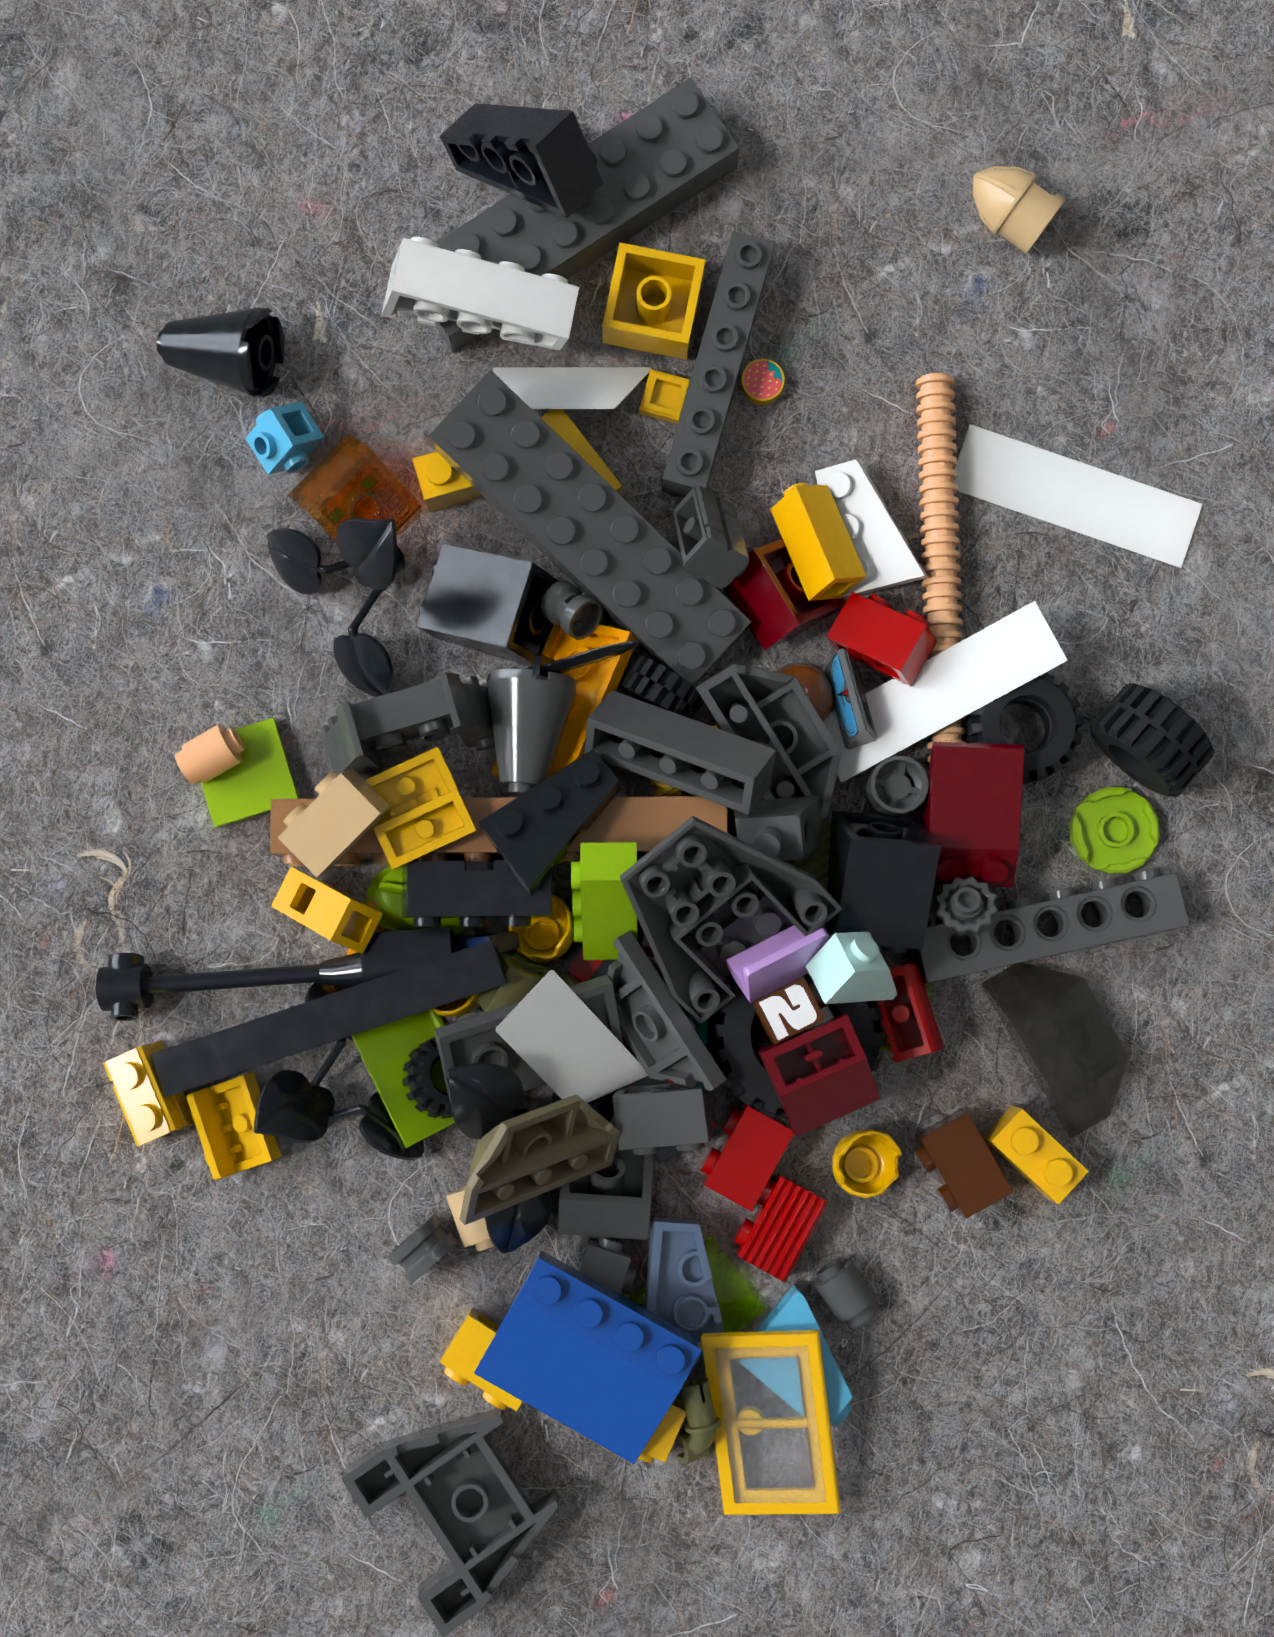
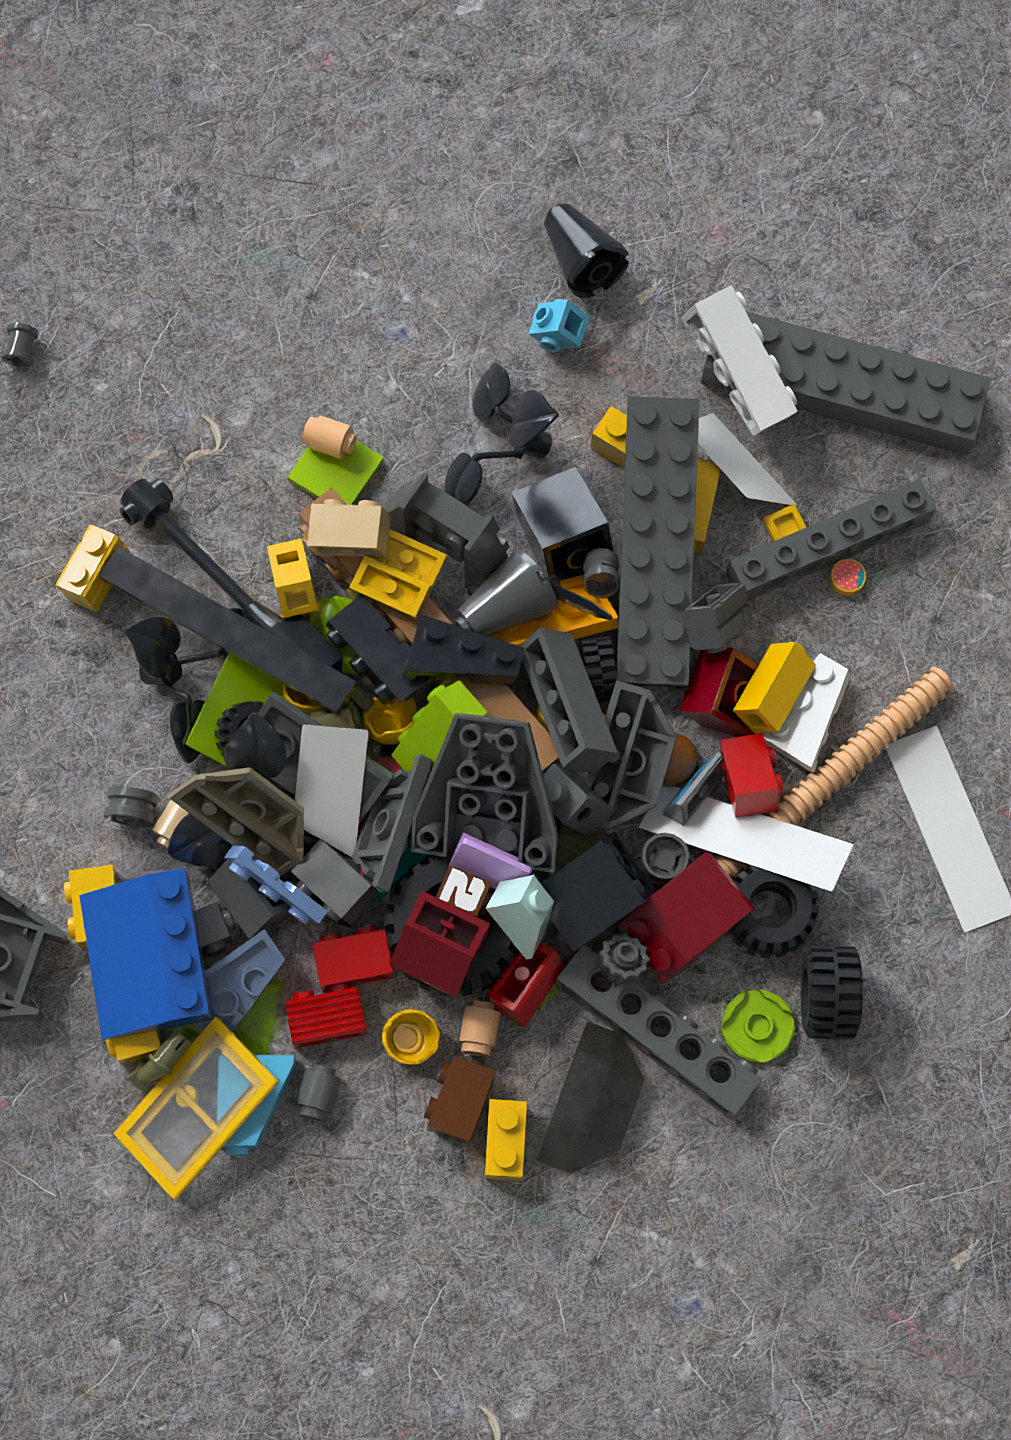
camera: 50 degrees right, 10 degrees down
(226, 1126) = (103, 638): yellow bracket -> none
(352, 485) = (567, 388): clear orange slope -> none
(526, 154) = (851, 319): black wedge -> none
(624, 1181) = (302, 906): none -> light blue wing
(653, 301) = (835, 469): yellow brick -> none
(910, 1091) = (479, 1029): none -> light nougat brick

